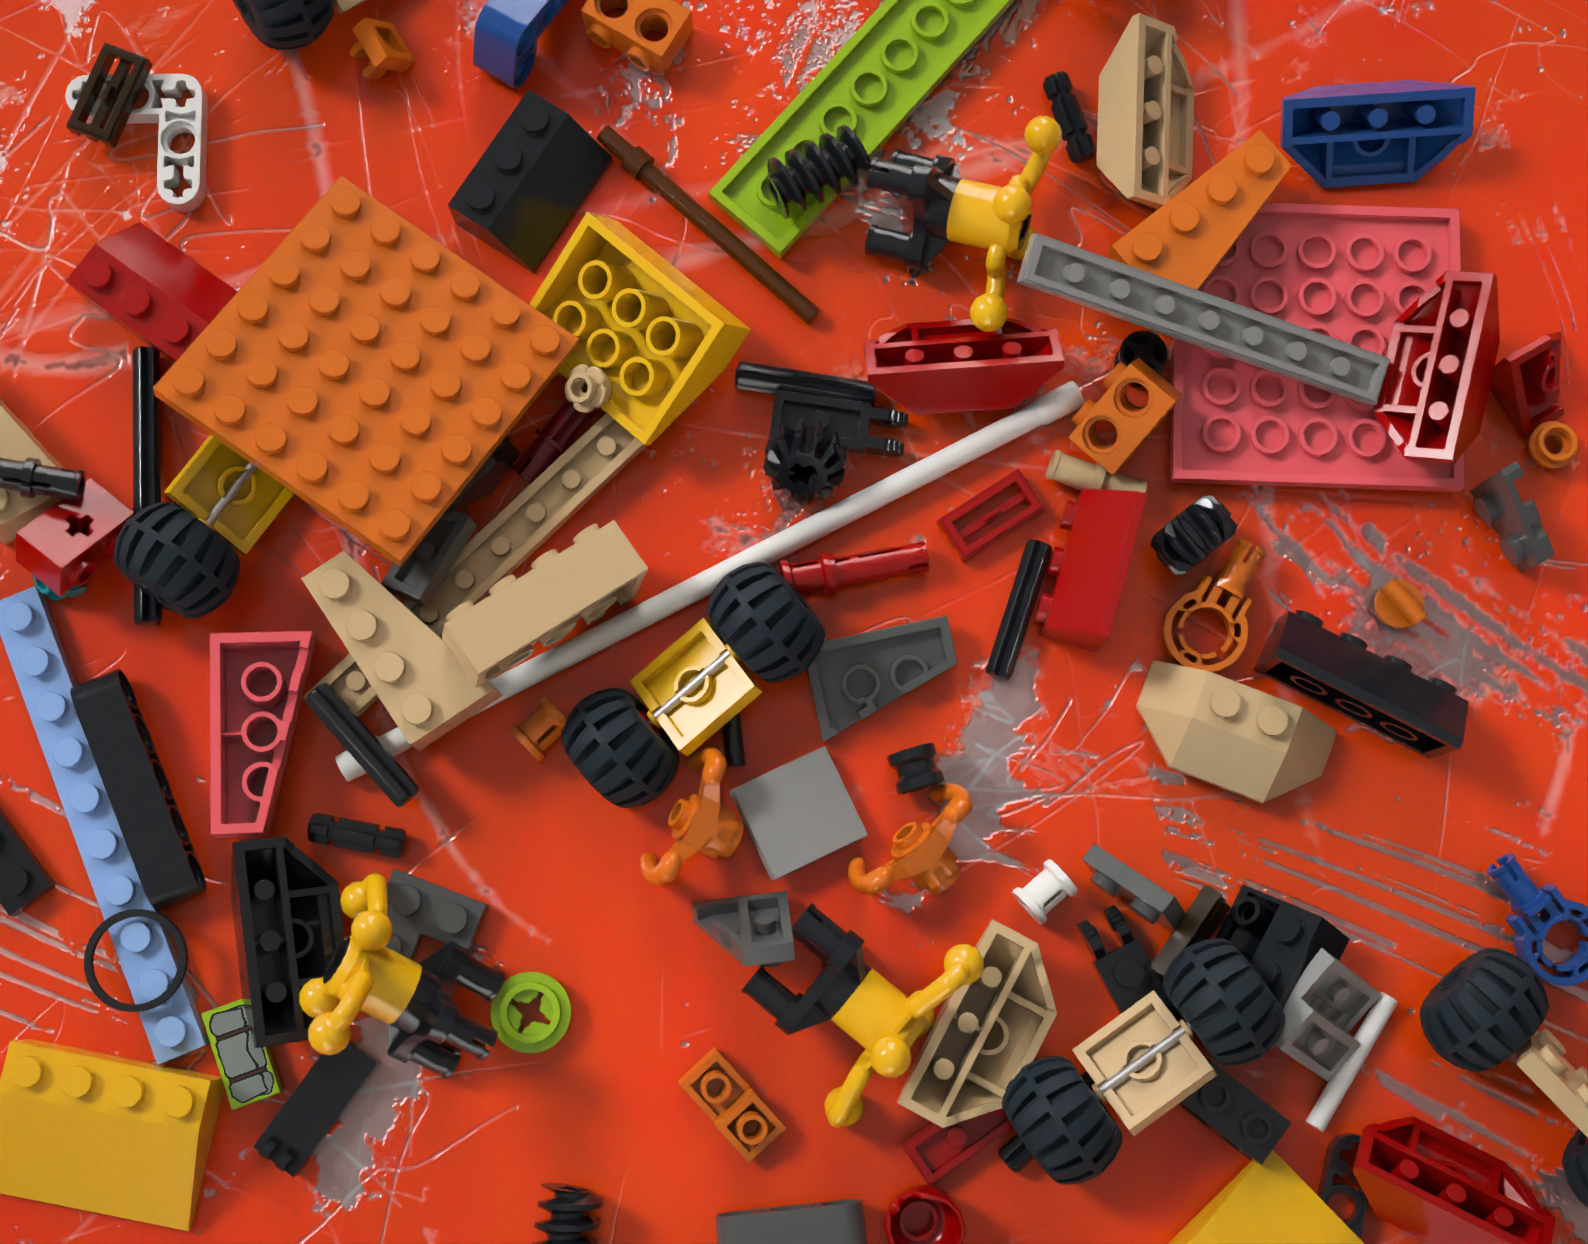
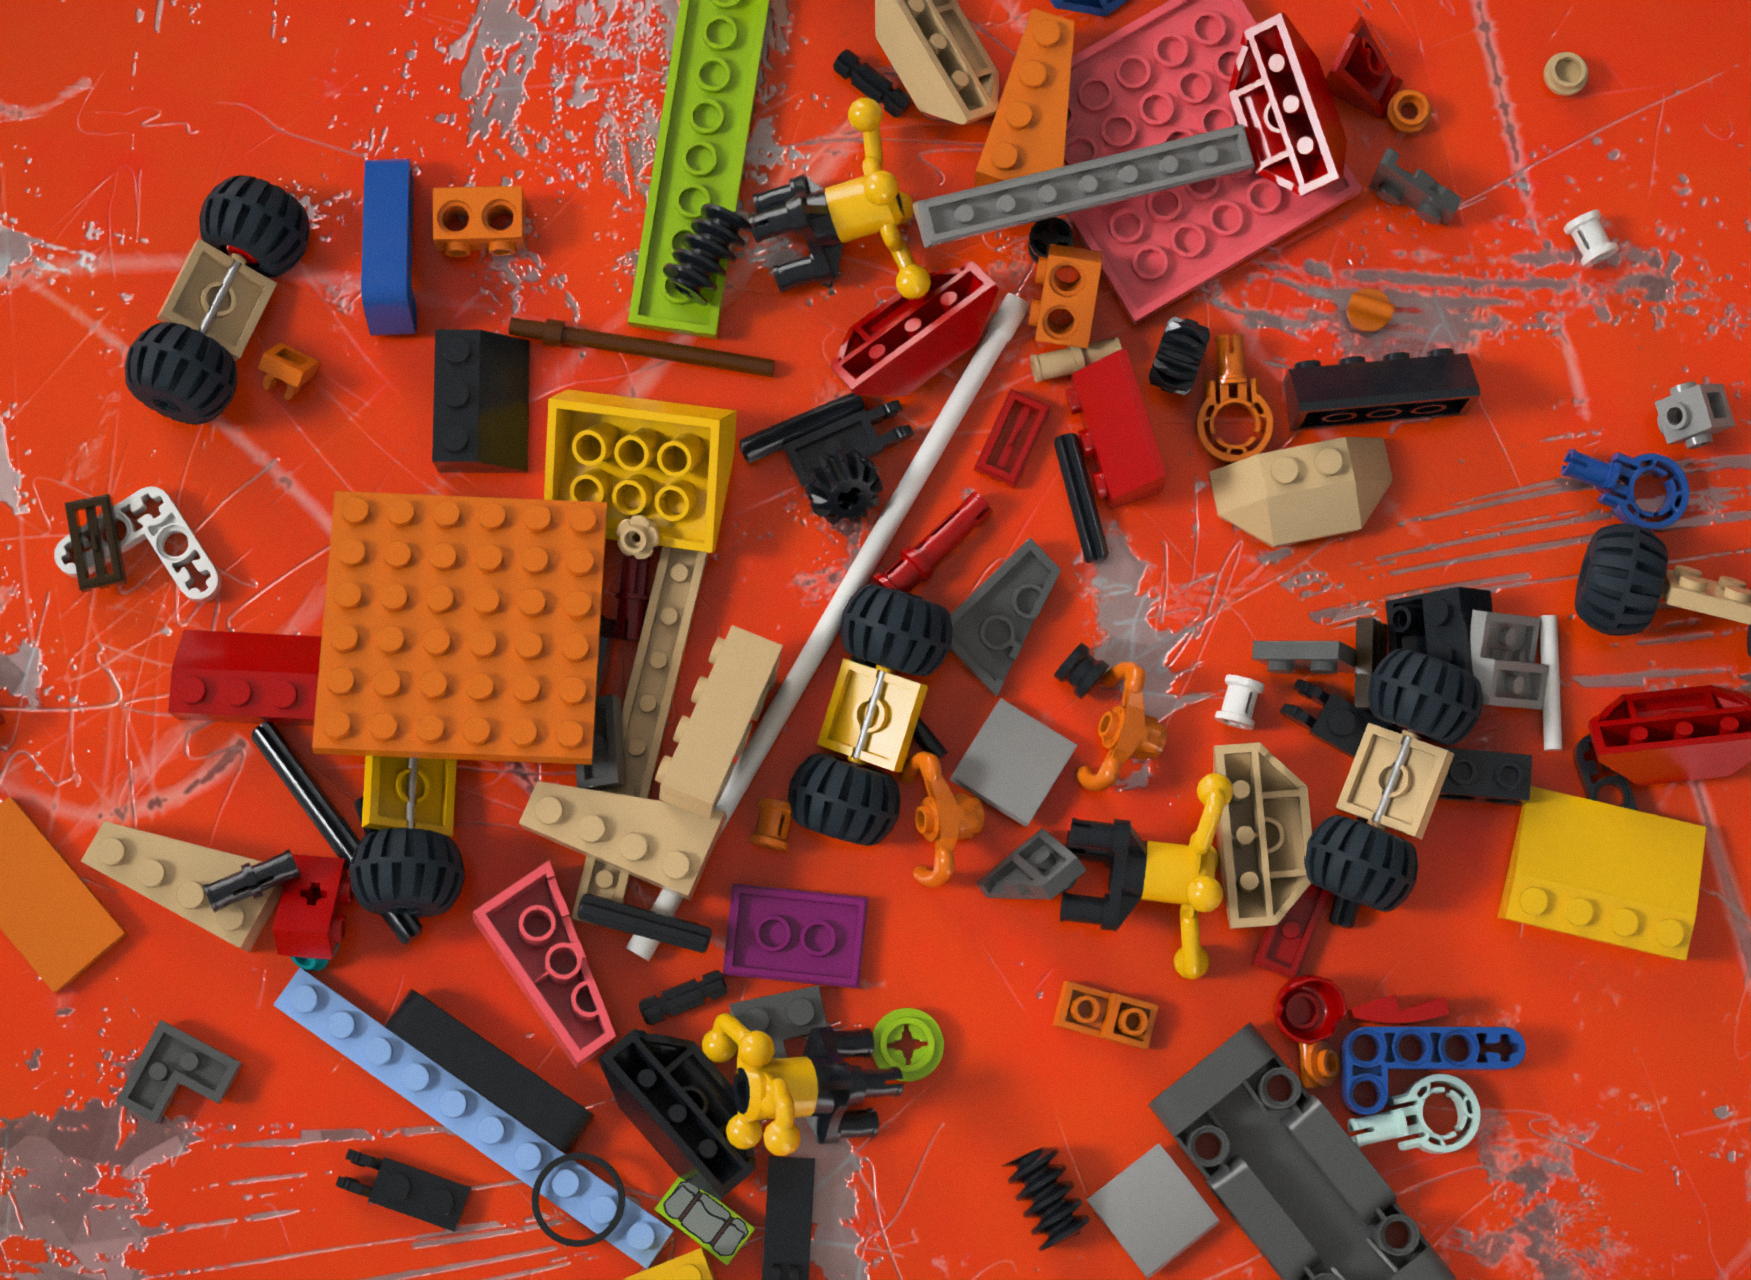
camera: 30 degrees left, 0 degrees up
(496, 845) = (795, 936): none -> magenta tile

